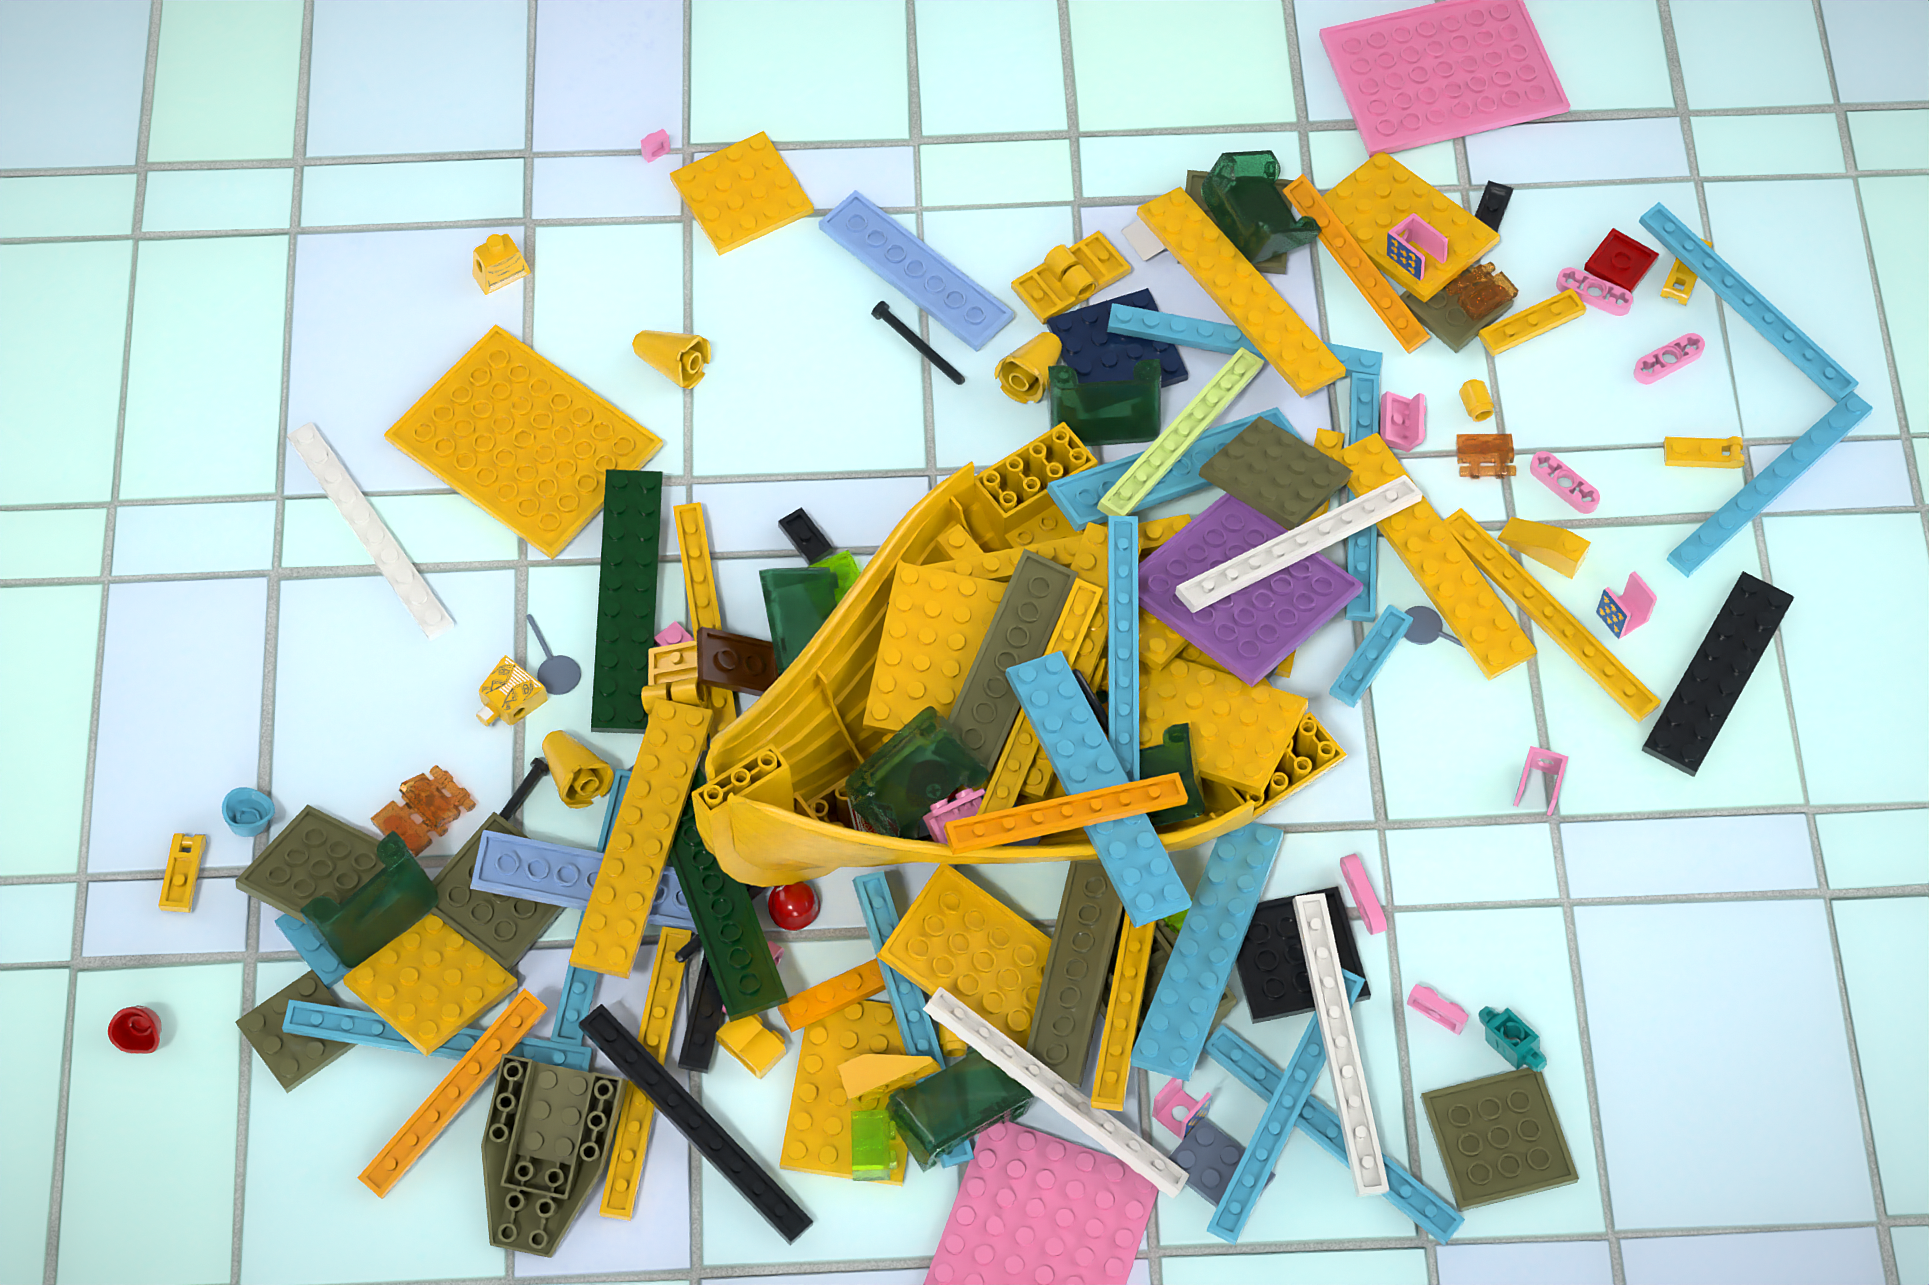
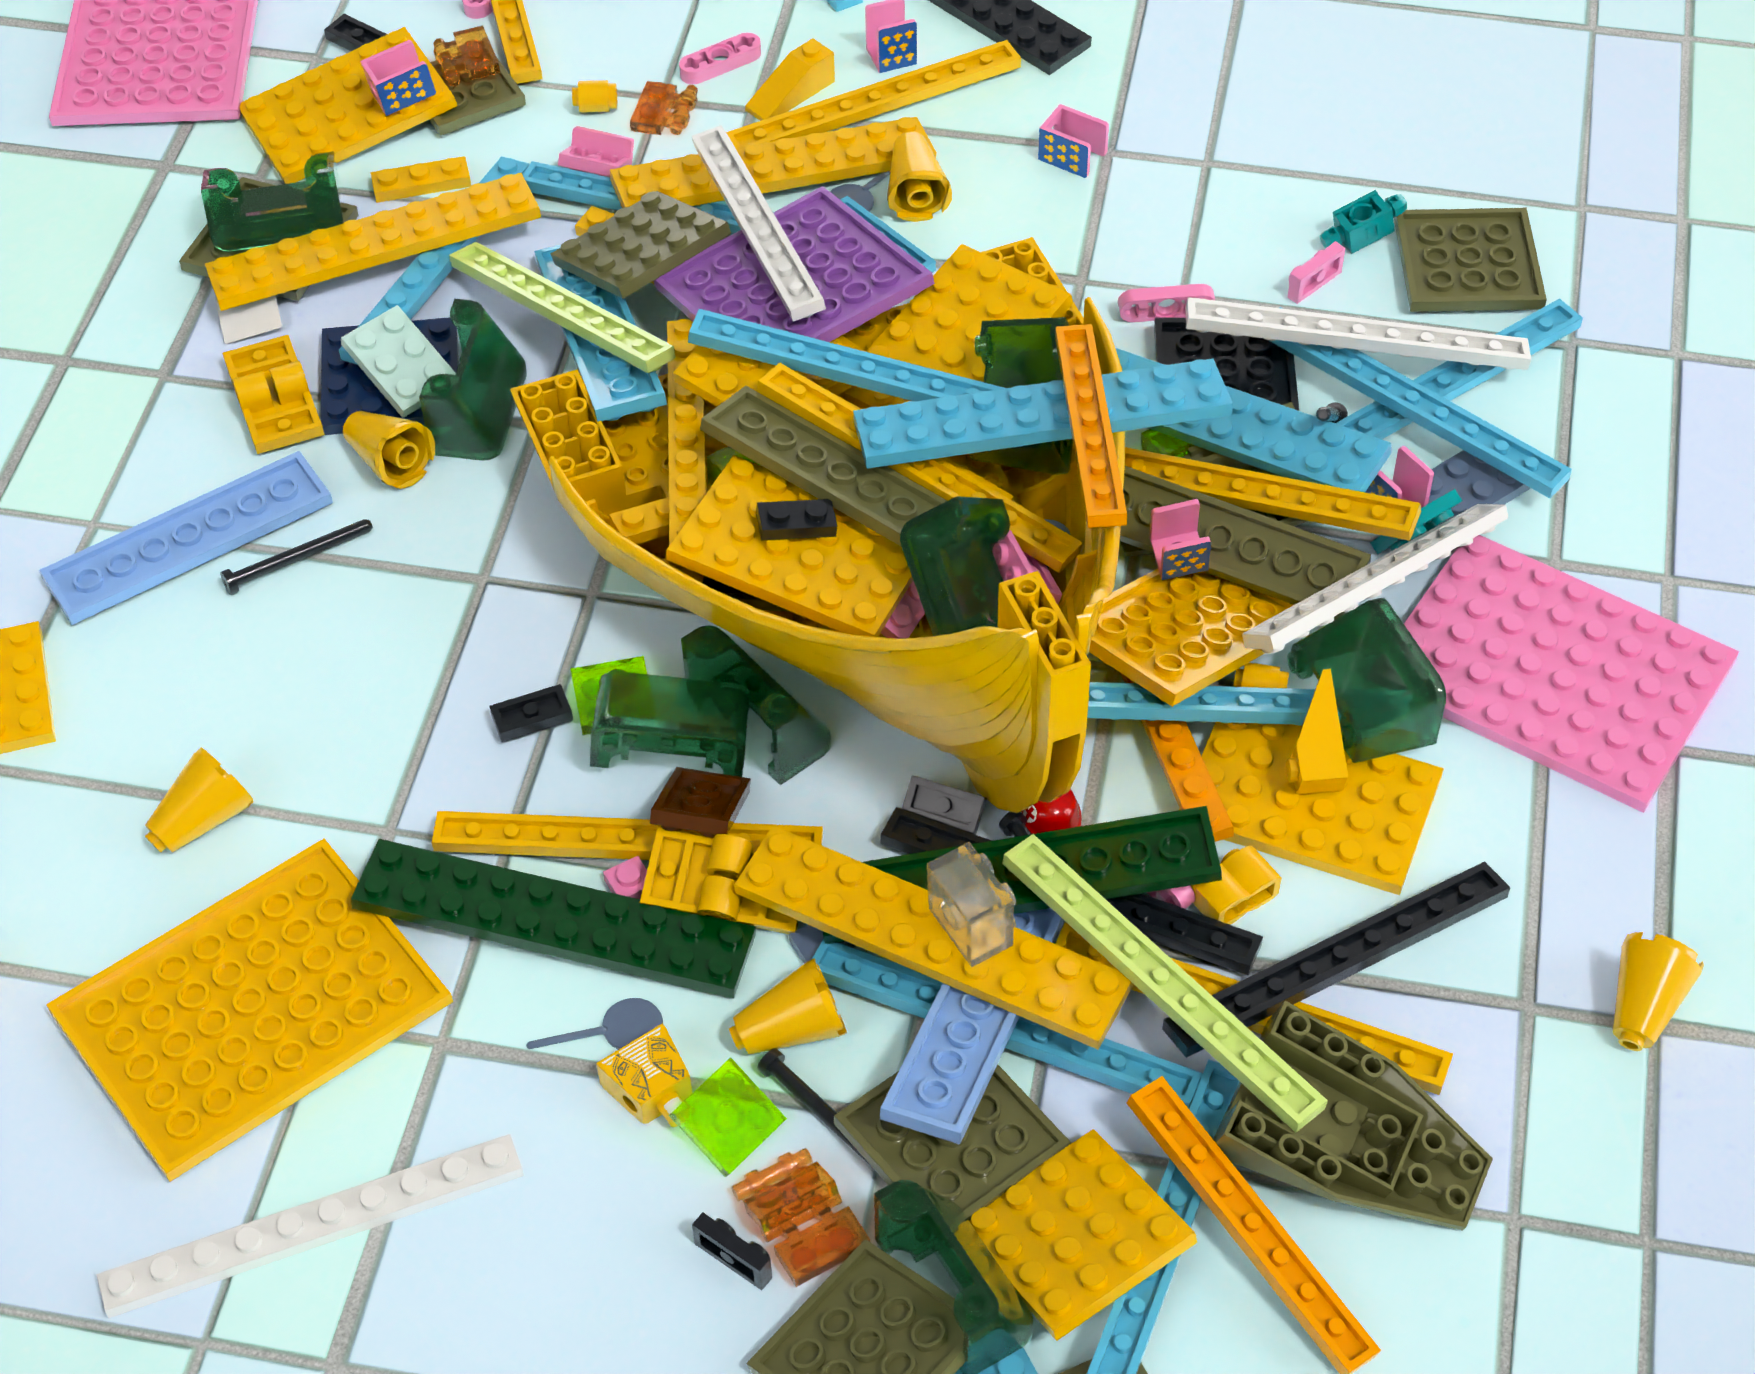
camera: 75 degrees left, 10 degrees down
(383, 783) = (723, 1244): none -> black plate
(486, 748) = (727, 1117): none -> clear neon green plate
(624, 992) = (1166, 983): none -> yellowish green plate
(642, 843) = (971, 903): none -> clear brick
(871, 1145) = (1405, 775): clear neon green brick -> none
(950, 641) = (796, 519): none -> black plate
(1036, 937) = (1177, 541): none -> bright pink piece
(1110, 344) = (395, 358): none -> light aqua plate
(1152, 1130) = (1430, 517): none -> teal plate
(1269, 1049) = (1332, 412): none -> black bar
(1341, 304) = (420, 179): none -> yellow plate
(1357, 265) = (383, 145): light orange plate -> none
(1445, 662) = (916, 180): none -> yellow cone

